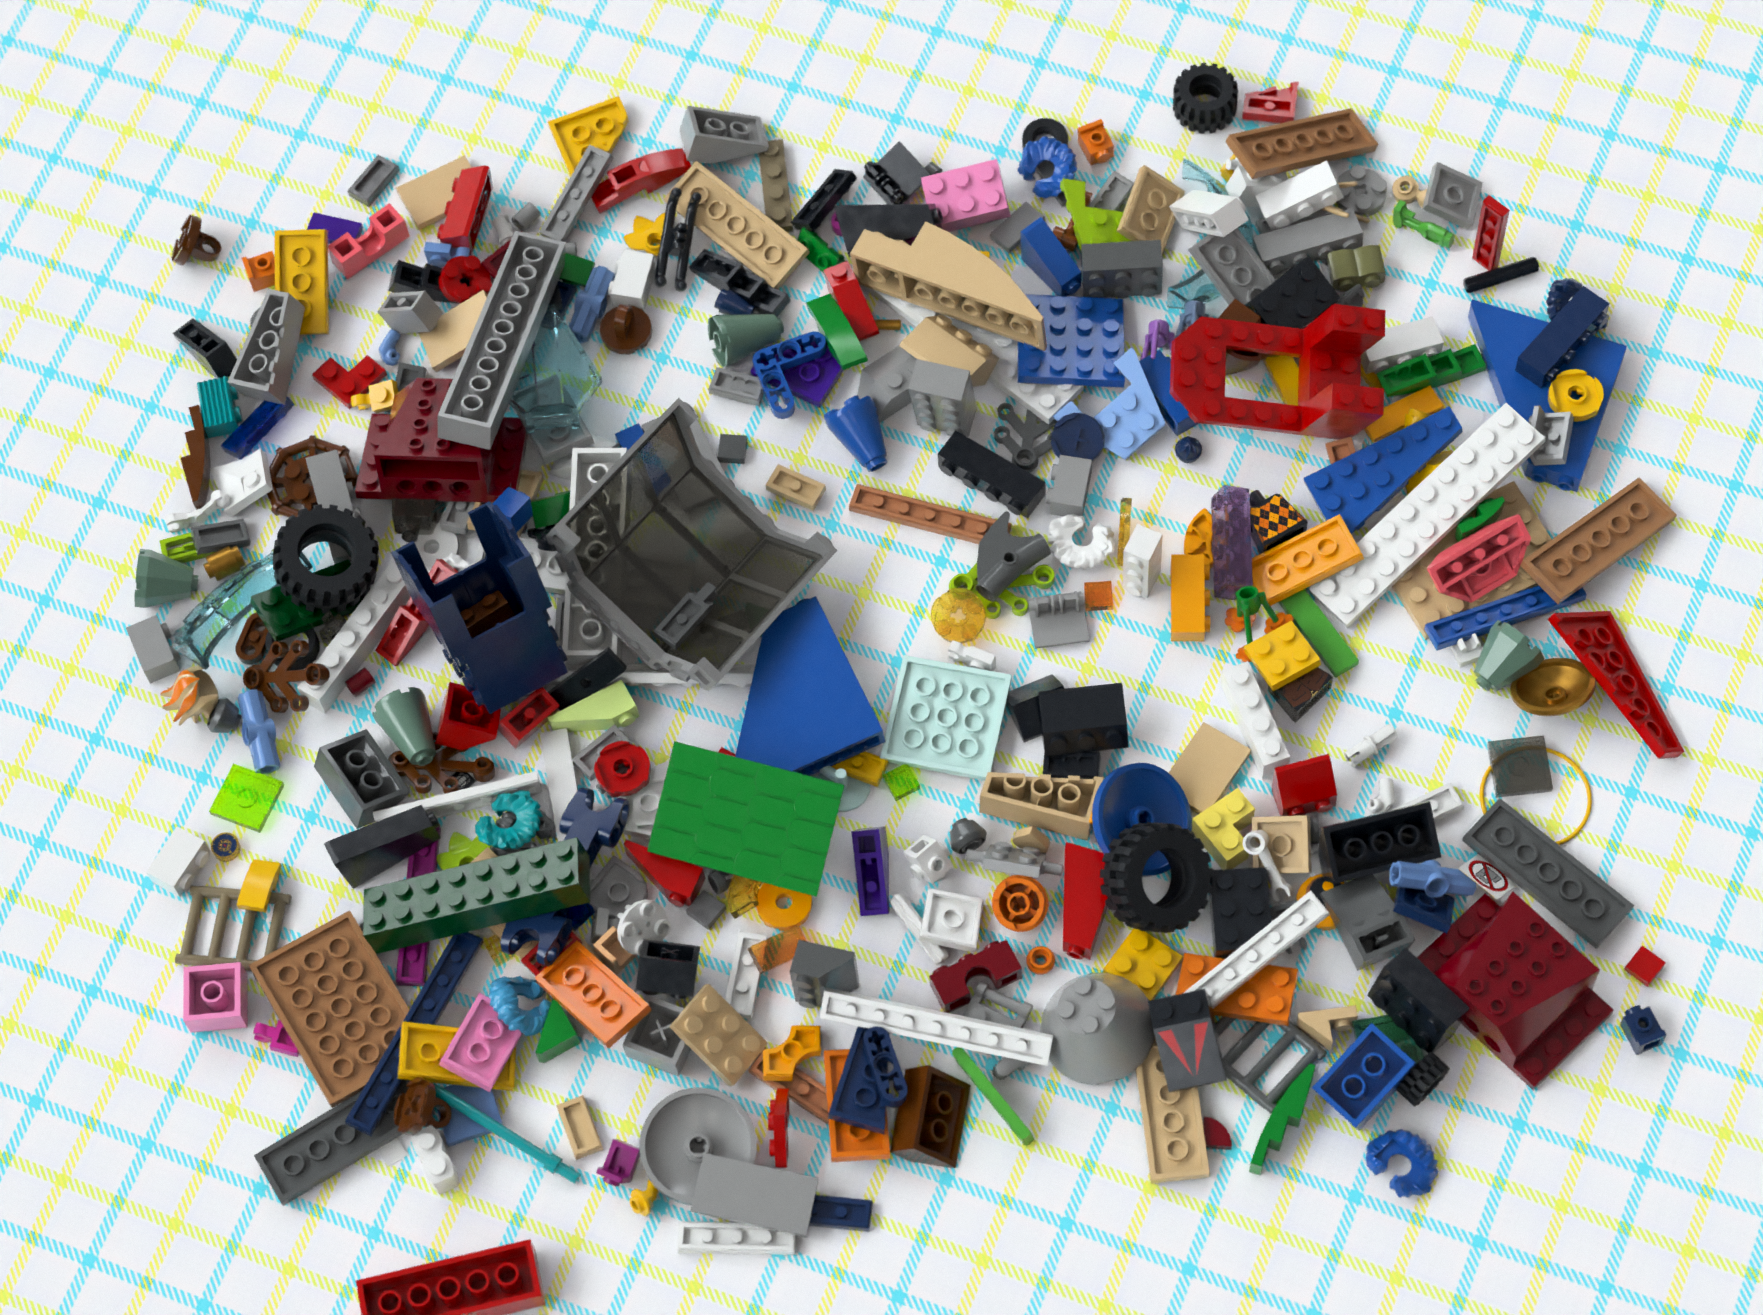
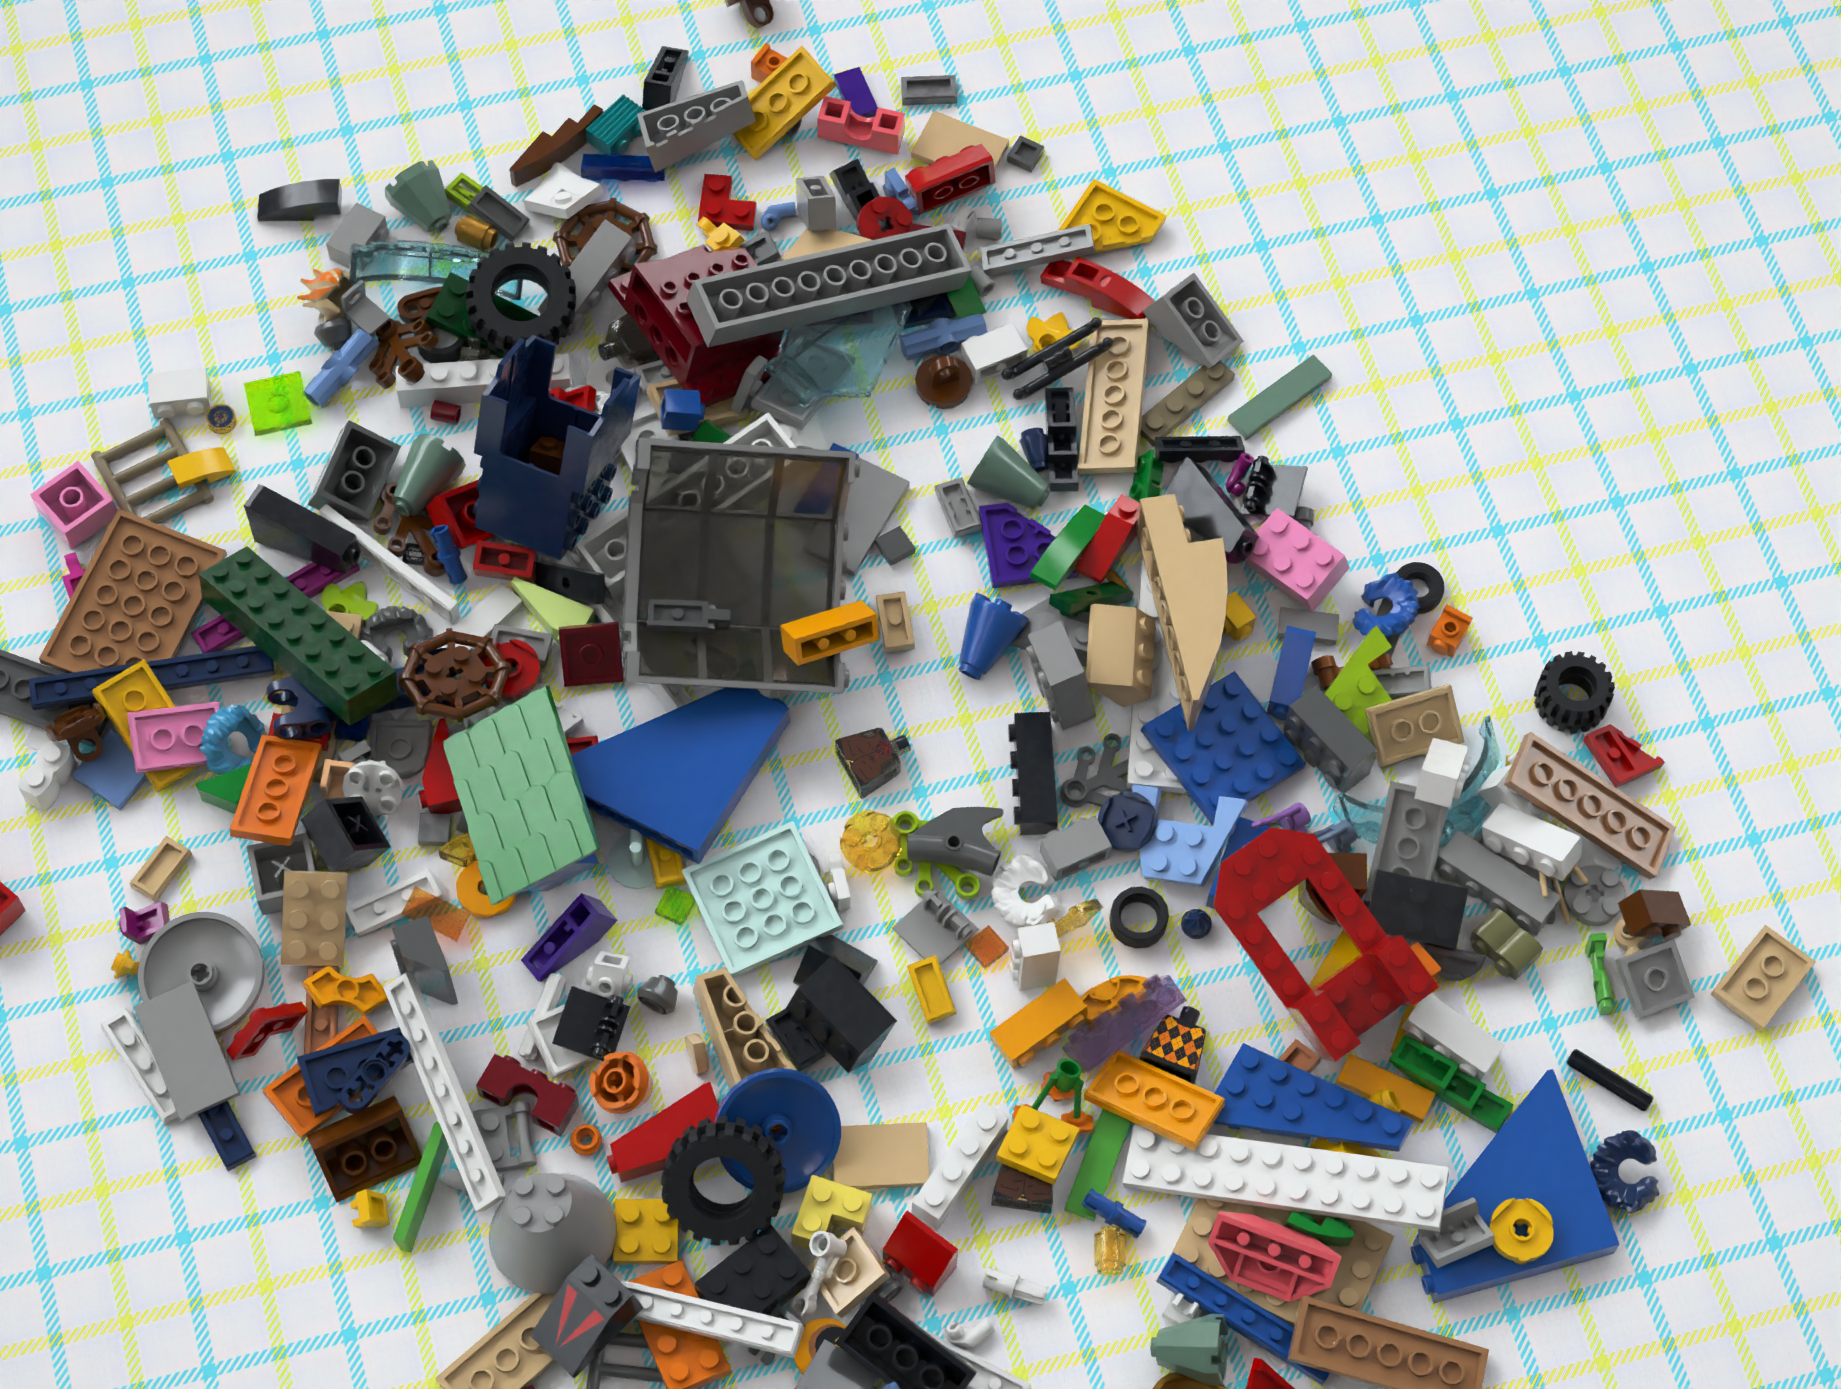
camera: 45 degrees right, 0 degrees up
(83, 669) = (301, 201): none -> black slope
(178, 521) = (492, 175): white piece -> none
(230, 681) = (362, 310): none -> light grey bracket
(484, 152) = (1025, 153): none -> dark grey tile
(490, 751) = (448, 554): none -> blue pin
(524, 829) = (394, 631): teal piece -> none
(529, 452) = (749, 385): none -> light grey plate
(551, 1162) = (111, 868): teal bar -> none
(600, 792) = (454, 660): none -> reddish brown plate
(655, 706) = (591, 654): none -> dark red tile
(775, 368) = (995, 523): blue beam -> none
(780, 528) = (829, 632): none -> light orange brick
(824, 124) = (1279, 397): none -> sand green tile
(862, 189) = (1234, 483): none -> magenta arm
(887, 345) = (1080, 599): none -> dark green tile
(892, 574) = (871, 758): none -> torso
(920, 514) = (952, 743): nougat tile -> none
(956, 894) = (591, 1023): none -> black hinge
(983, 1142) = (371, 1208): none -> yellow tile
(1016, 861) = (659, 1050): light grey plate -> none
(1104, 652) = (931, 989): none -> yellow tile
(1152, 500) = (1145, 896): none -> black tyre
(1366, 644) = (1114, 1213): none -> blue pin
(1391, 666) = (1110, 1251): none -> clear yellow brick
(1409, 162) = (1654, 914): none -> reddish brown brick
(1490, 233) = (1626, 1035): red tile -> none
(1500, 133) = (1763, 978): none -> tan plate
(1562, 337) = (1574, 1176): dark blue brick -> none

